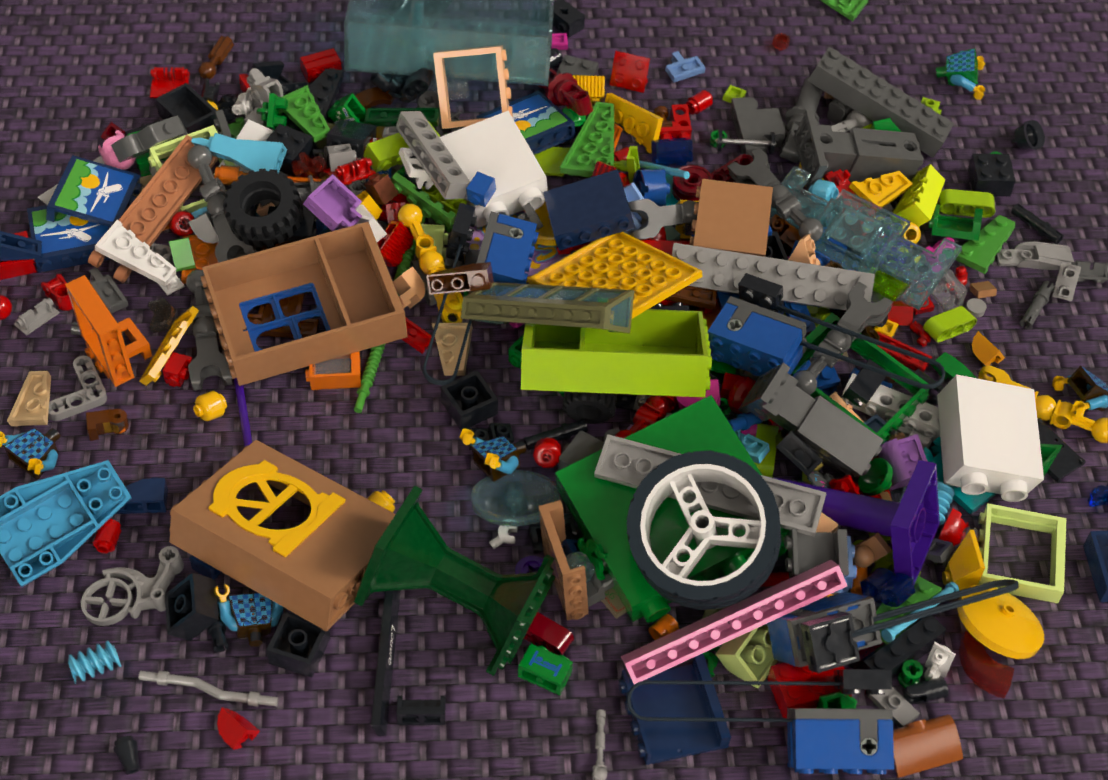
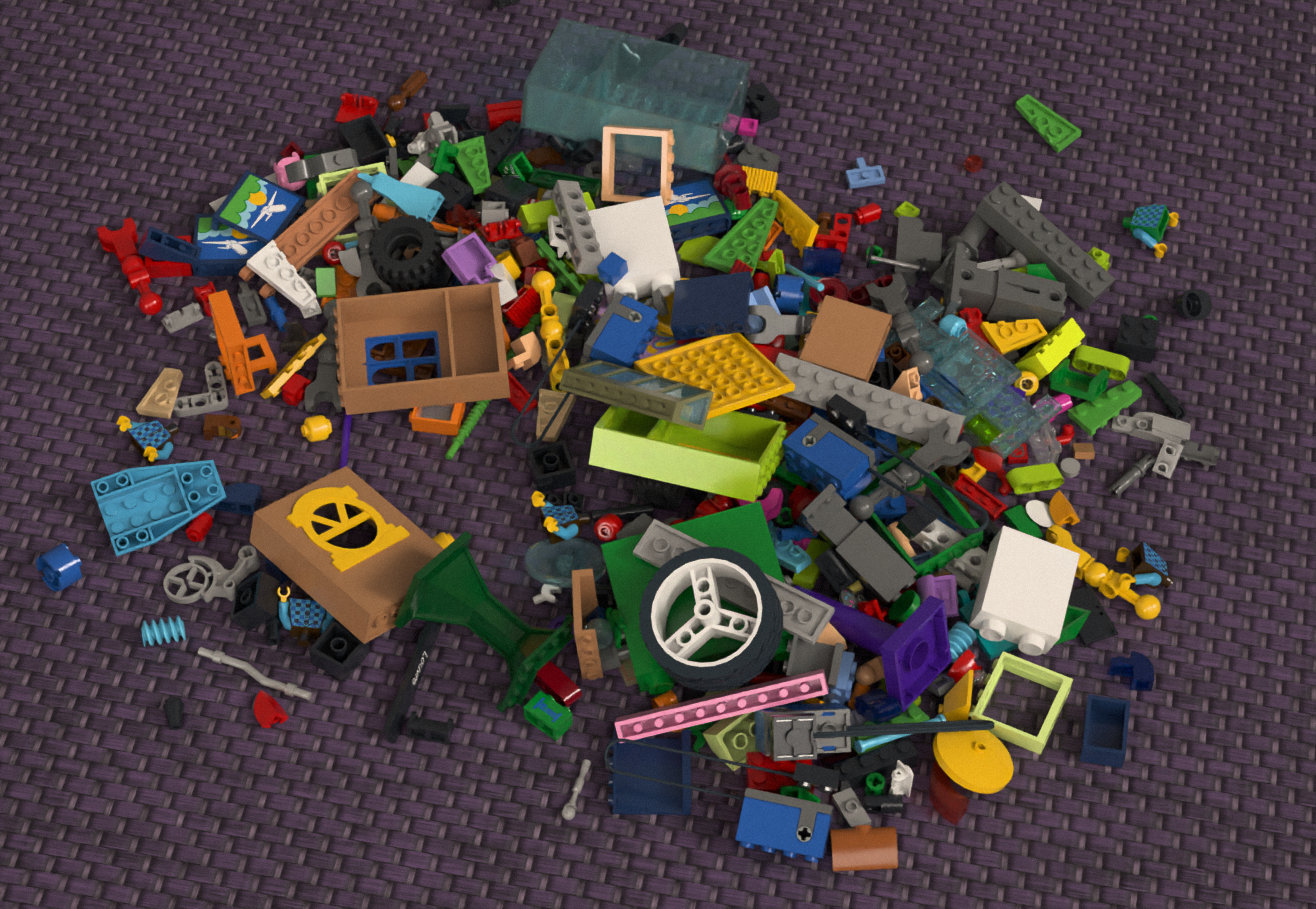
camera: 15 degrees right, 0 degrees up
(136, 294) = (276, 313): none -> blue pin
(461, 279) = (570, 352): reddish brown slope -> none
(630, 71) = (806, 171): red hinge -> none
(966, 357) = (1039, 513): none -> white sticker

